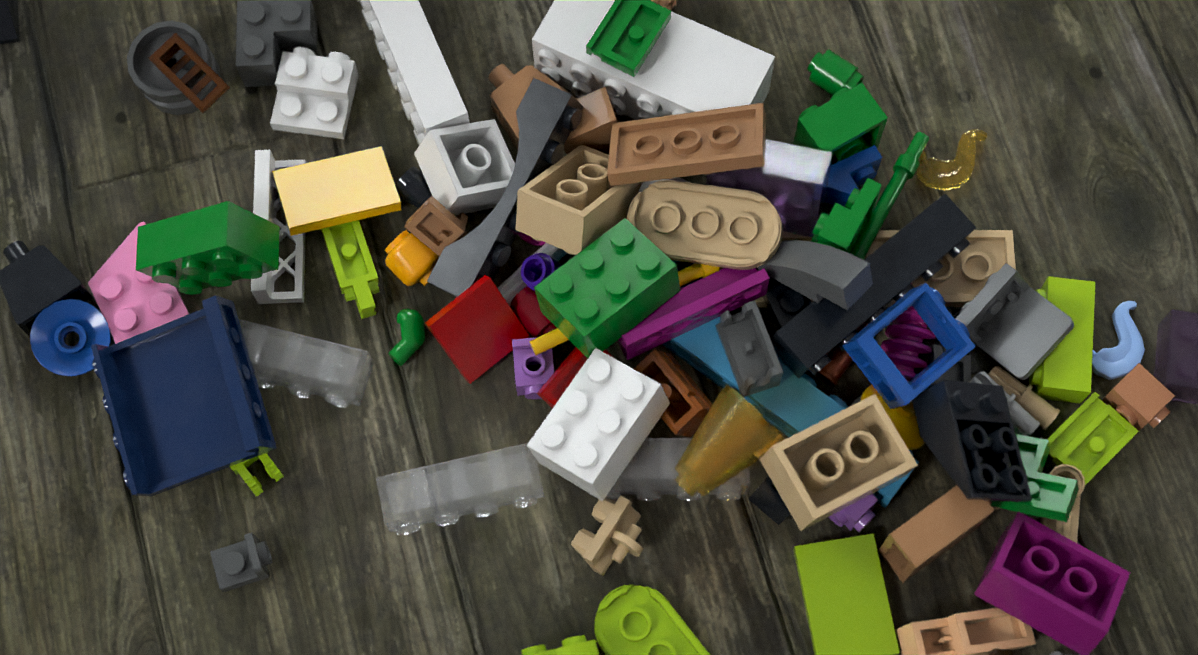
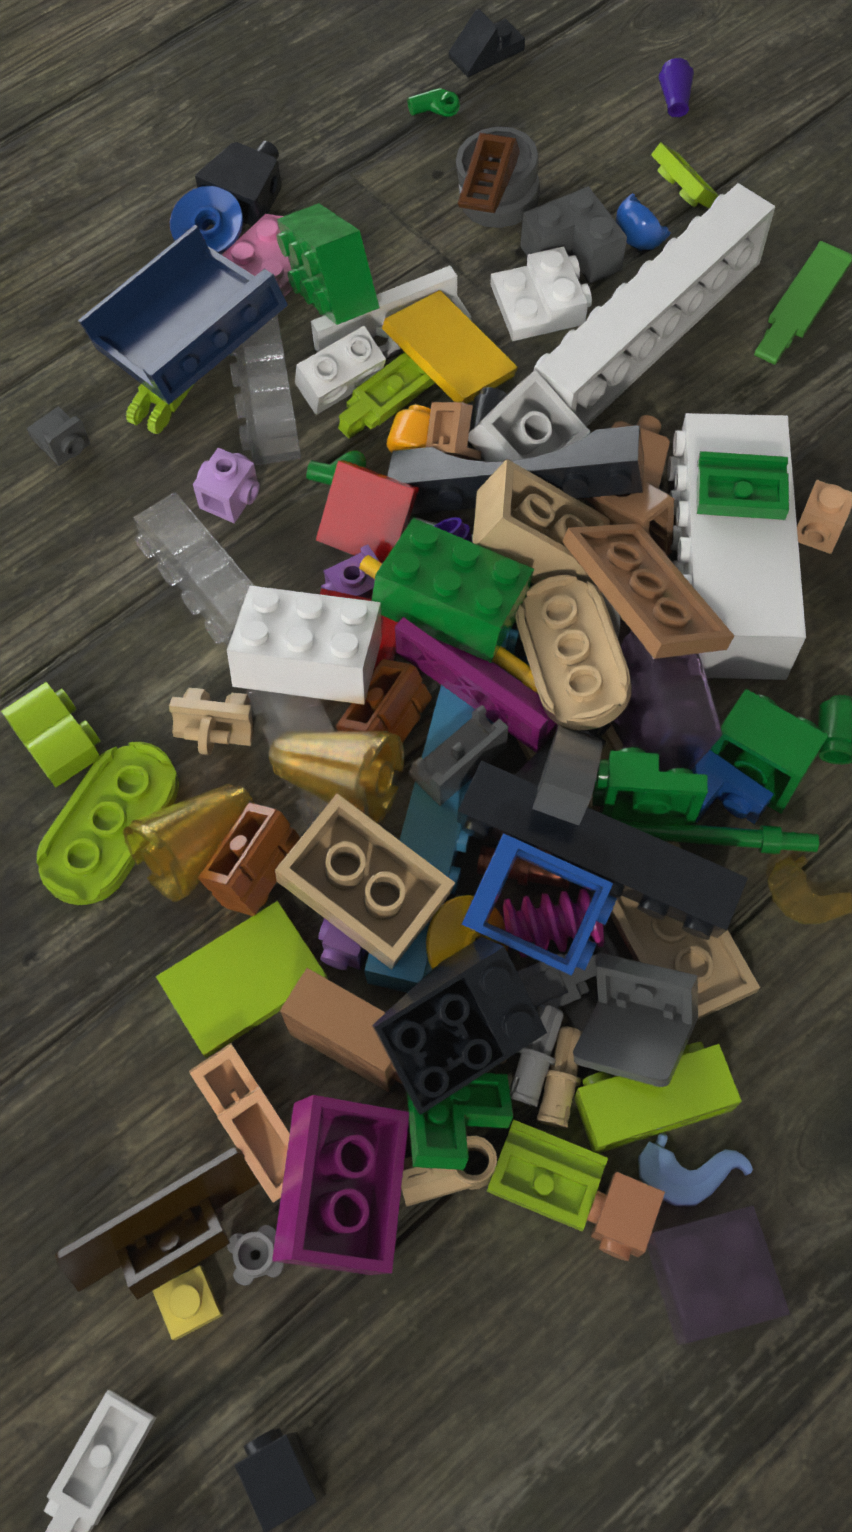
camera: 65 degrees right, 5 degrees down
(38, 80) = (437, 101): none -> green arm
(314, 289) = (338, 369): none -> white brick
(384, 432) = (226, 485): none -> lavender brick
(717, 592) = (184, 837): none -> clear yellow cone
(757, 550) = (246, 860): none -> dark orange brick

